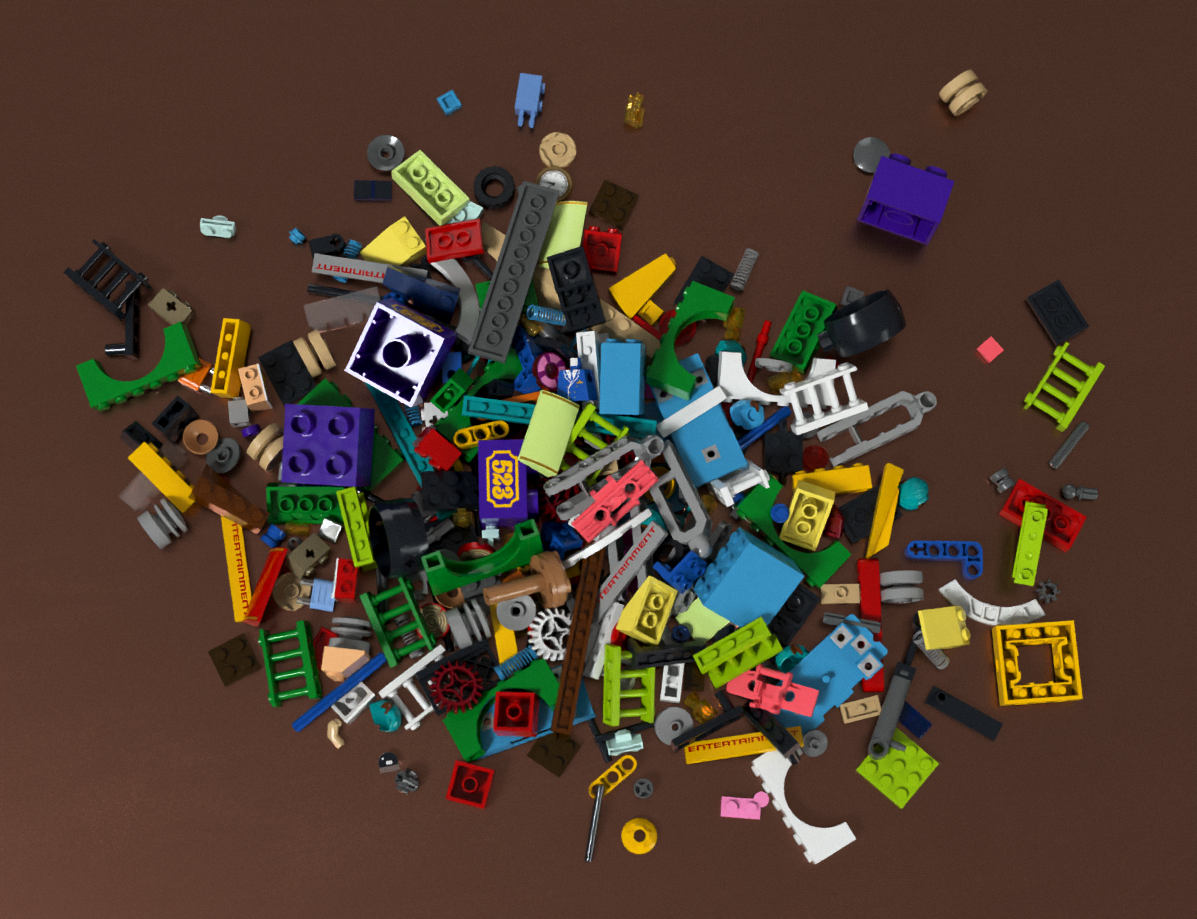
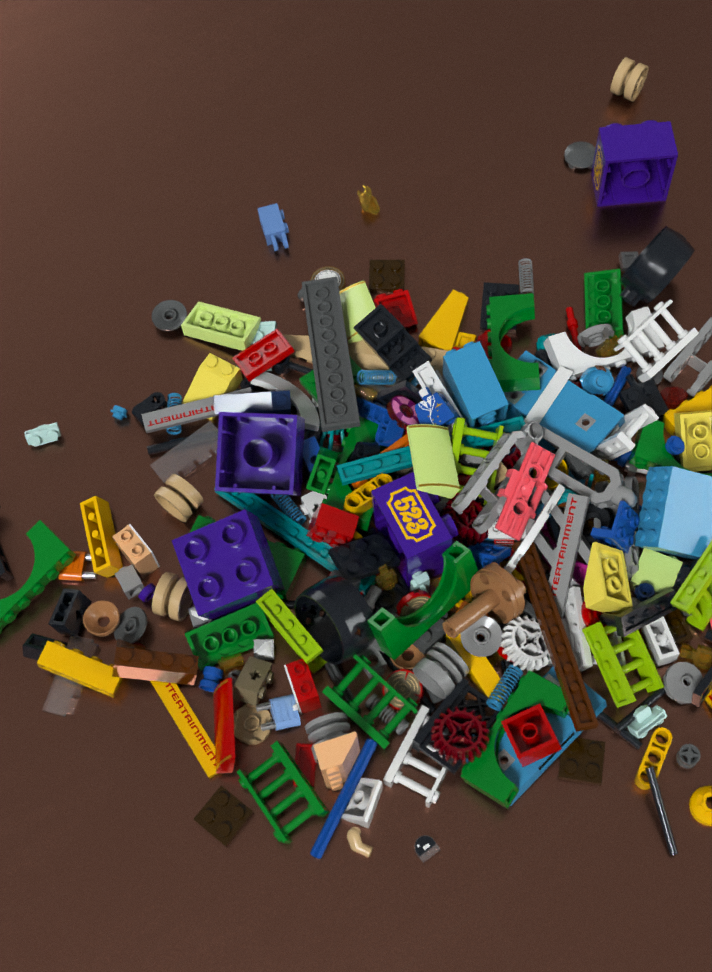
camera: 15 degrees left, 15 degrees down
(162, 523) = (98, 710): light grey wheel -> none
(164, 301) = (23, 517): dark tan brick -> none
(287, 373) = (159, 528): black plate -> none
(373, 190) = (171, 350): black tile -> none
(385, 715) = (401, 799): teal hair -> none
(407, 781) = (454, 856): dark grey gear -> none
(449, 102) = (206, 258): dark azure tile -> none
(470, 784) = (519, 829): red brick -> none
(488, 174) = (273, 292): black tyre -> none
(557, 150) = (317, 255): tan tile -> none
(734, 322) = (541, 320): clear yellow plate -> none

